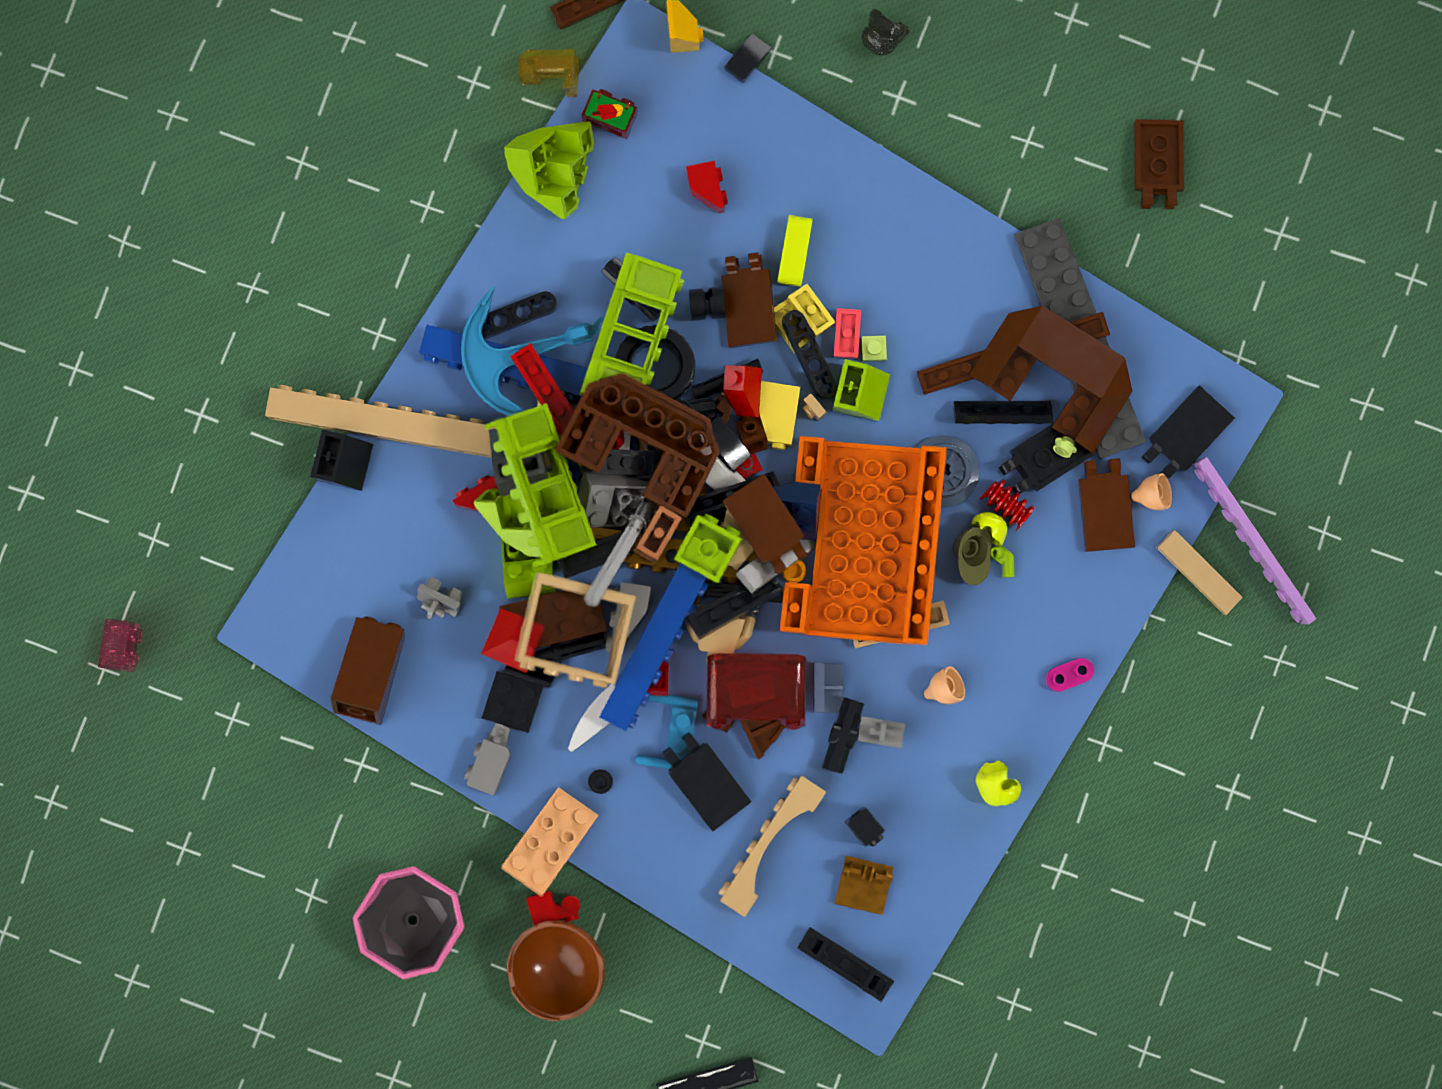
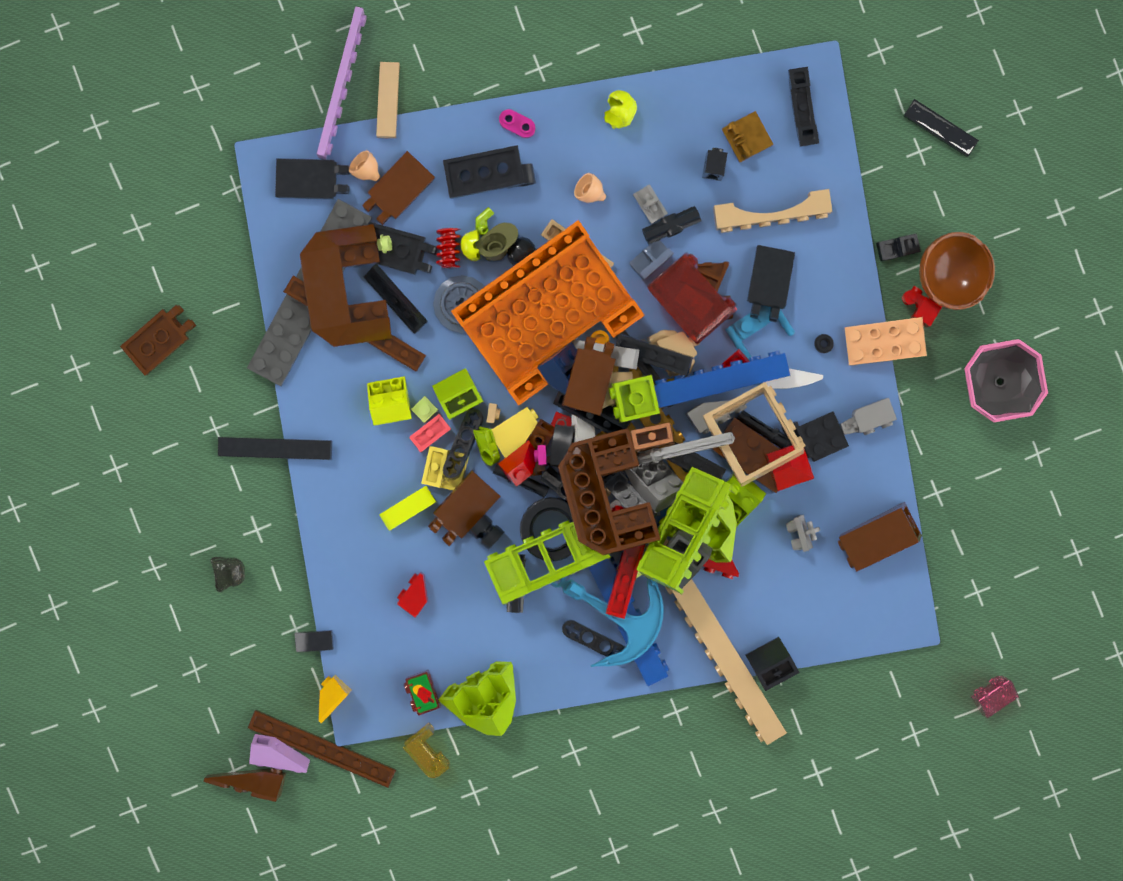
camera: 130 degrees left, 5 degrees up
(628, 937) = (898, 247): none -> black slope
(733, 415) = (541, 455): none -> dark pink plate
(787, 374) = (487, 445): none -> lime piece
(911, 321) = (389, 401): none -> neon yellow slope
(946, 571) = (520, 249): none -> black hair
(960, 178) = (275, 448): none -> black tile
(1021, 626) = (516, 175): none -> black hinge

